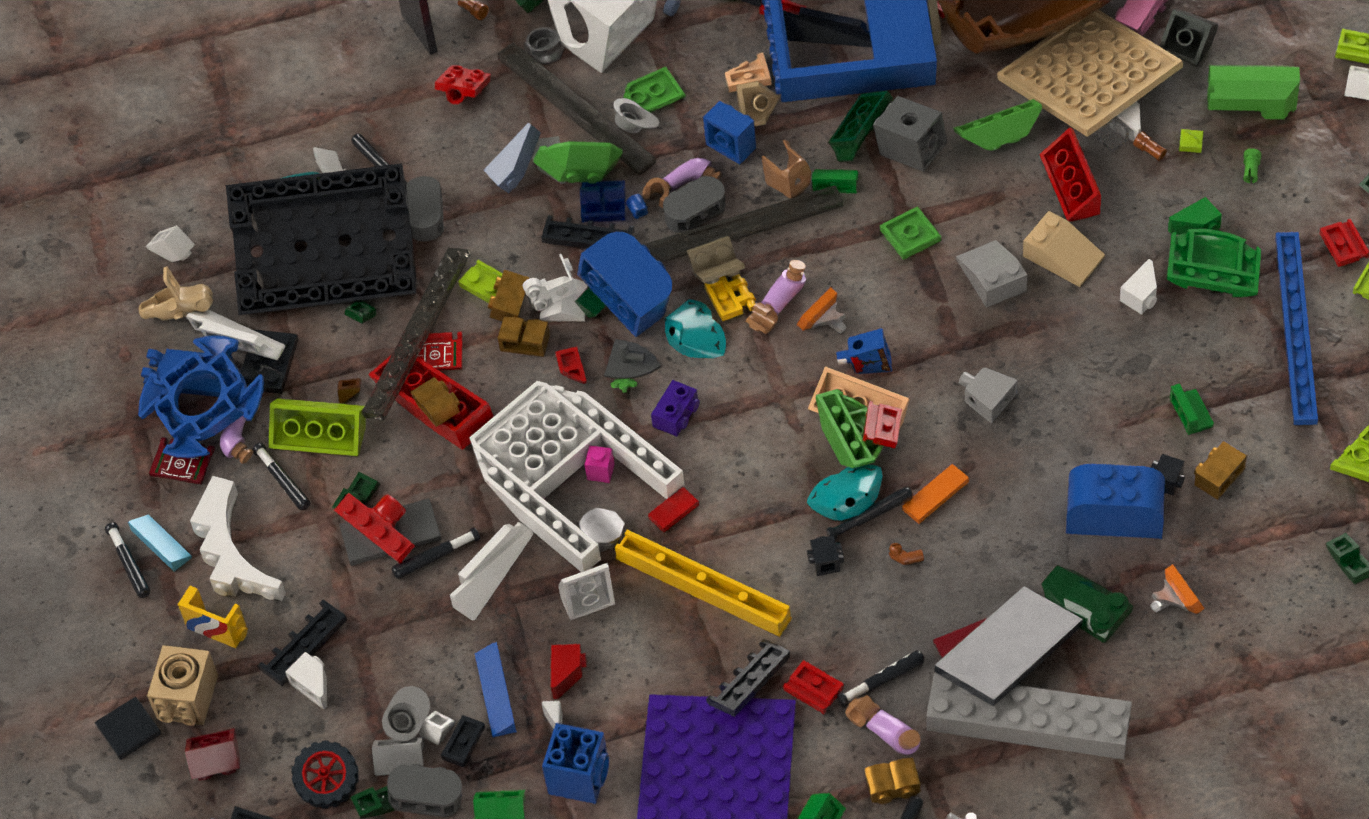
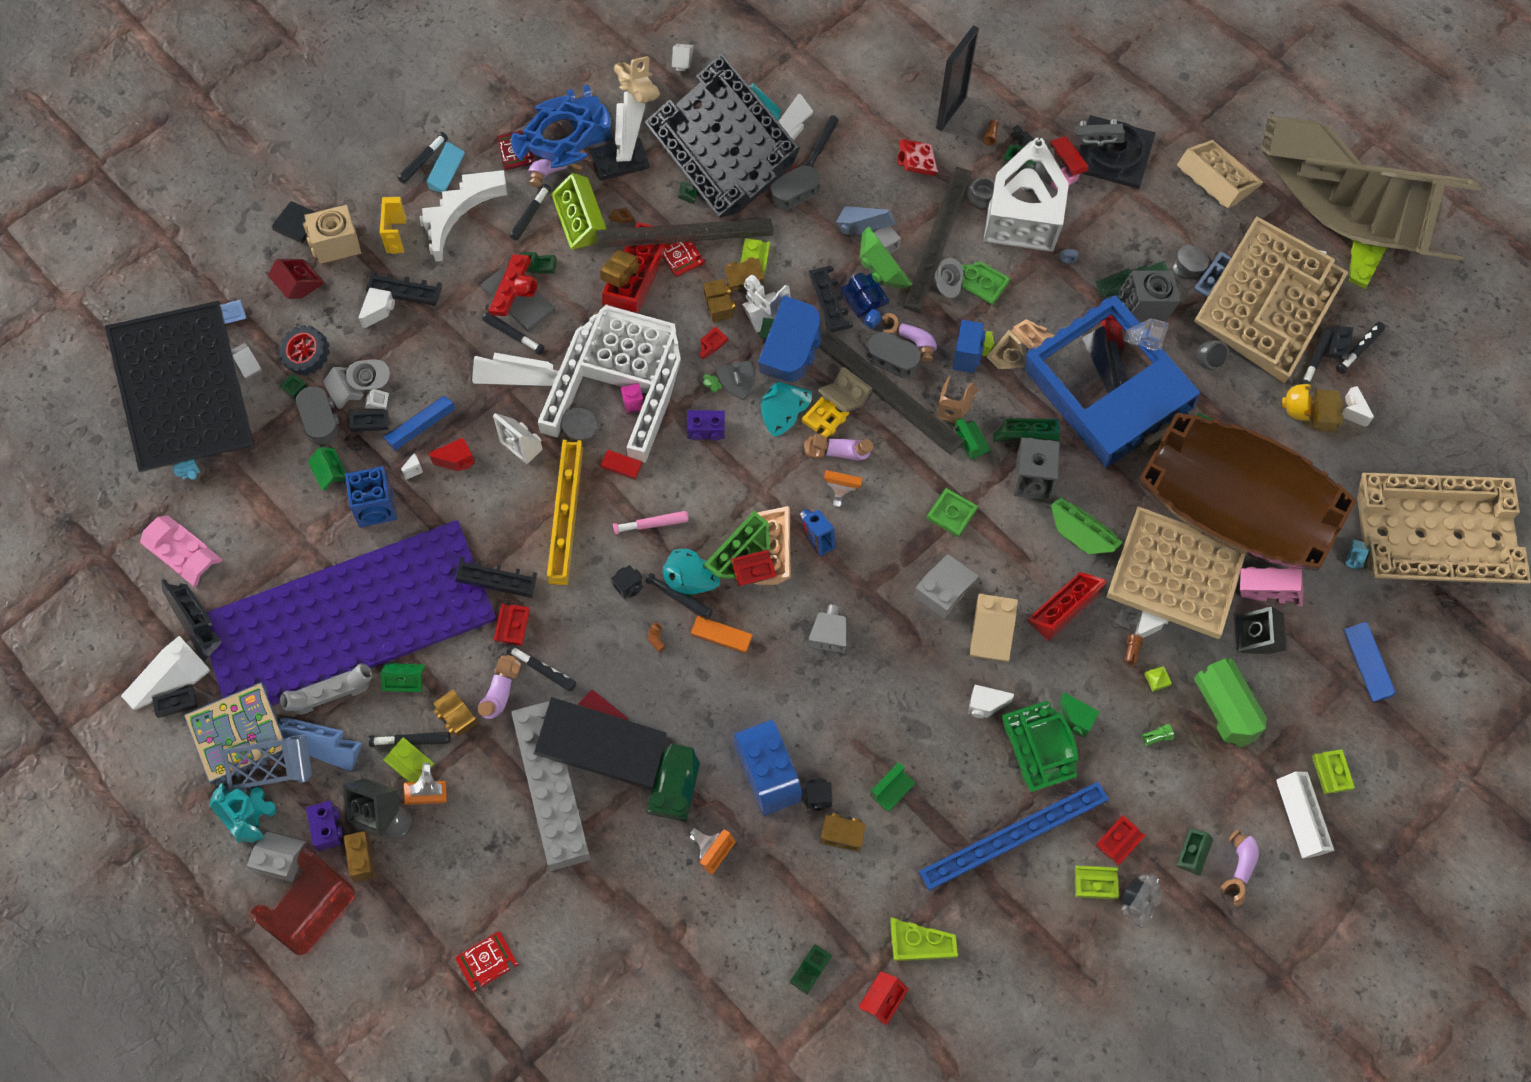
camera: 55 degrees right, 10 degrees up
(767, 495) = (663, 520): none -> bright pink piece

